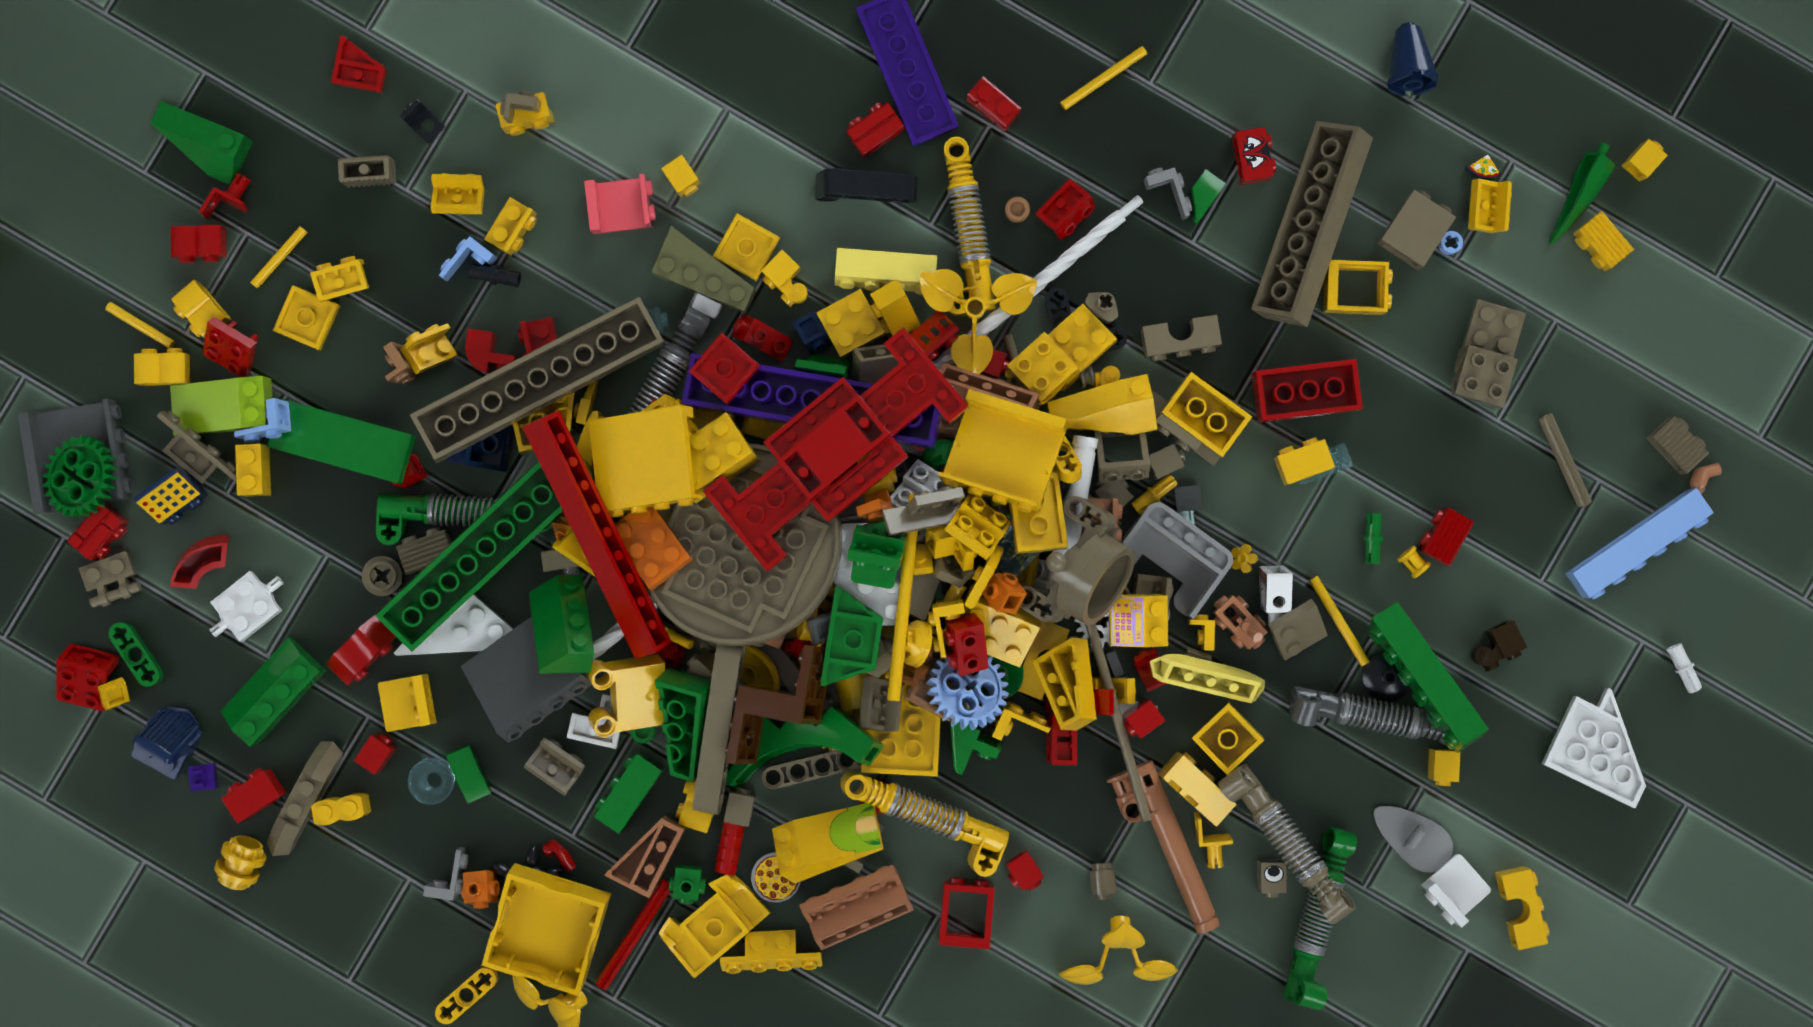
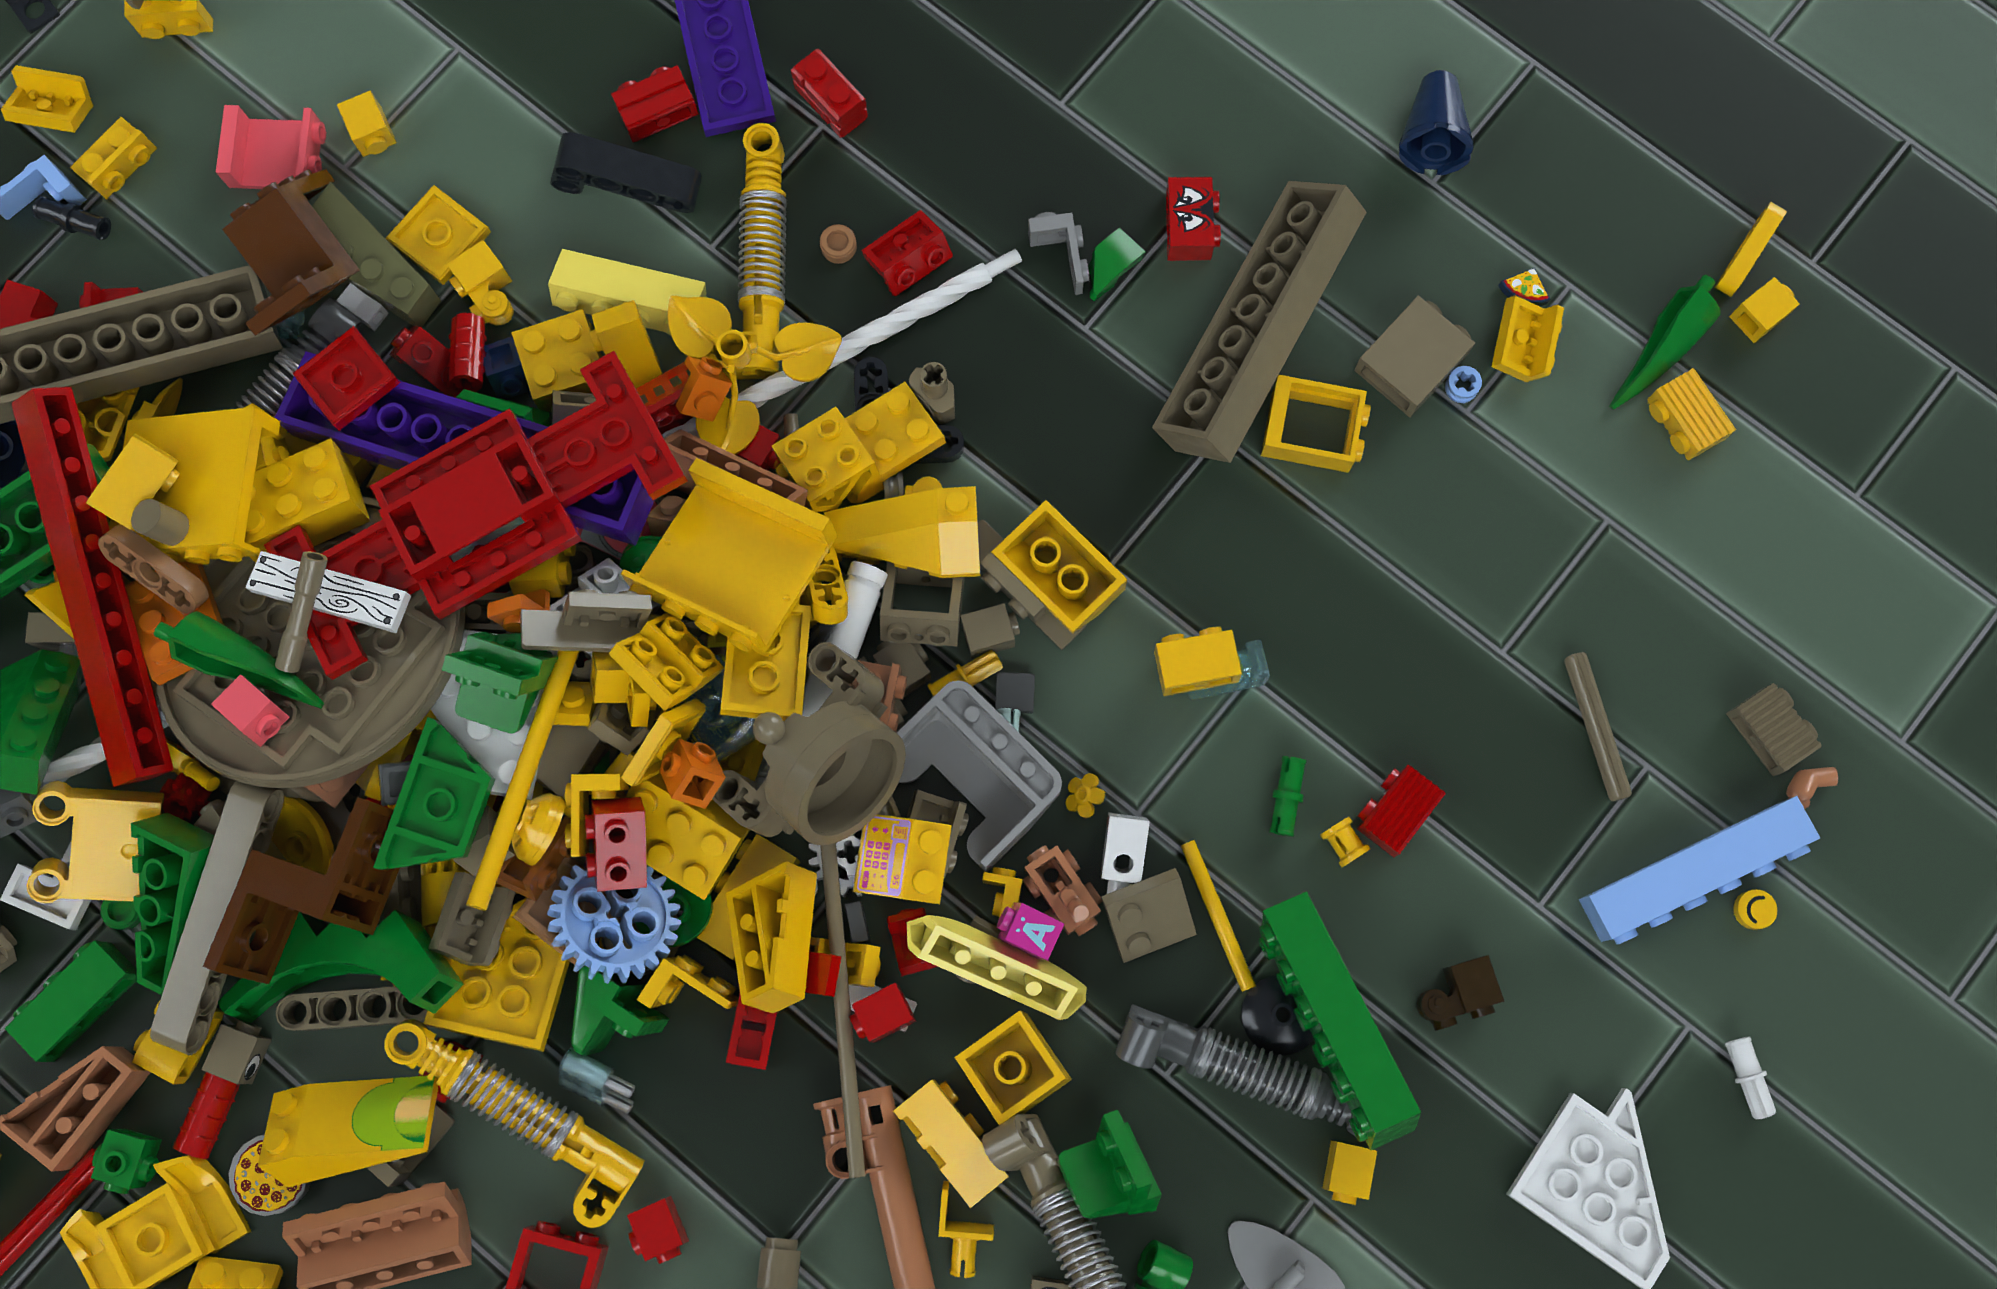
camera: 15 degrees right, 10 degrees down
(615, 466) = (133, 478): none -> yellow brick
(639, 490) = (160, 522): none -> dark tan piece
(652, 526) = (135, 556): none -> medium nougat beam
(663, 283) = (289, 248): none -> reddish brown bracket
(693, 565) = (226, 654): none -> green piece
(723, 601) = (250, 710): none -> coral brick
(747, 520) = (306, 589): none -> dark tan piece
(755, 517) = (338, 596): none -> white tile
(788, 330) = (466, 352): none -> red axle
(958, 335) = (704, 388): none -> orange bracket
(969, 788) = (594, 1081): none -> clear light blue piece
(1103, 78) = (994, 85): yellow bar -> none
(1159, 343) = (1012, 461): dark tan arch -> none
(1226, 652) = (1029, 930): none -> dark pink brick
(1299, 792) = (1110, 1172): none -> green piece
(1307, 390) = (1218, 558): red brick -> none
(1486, 357) = (1498, 548): dark tan piece -> none
(1631, 117) = (1750, 249): none -> yellow beam
(1677, 562) = (1755, 909): none -> yellow tile

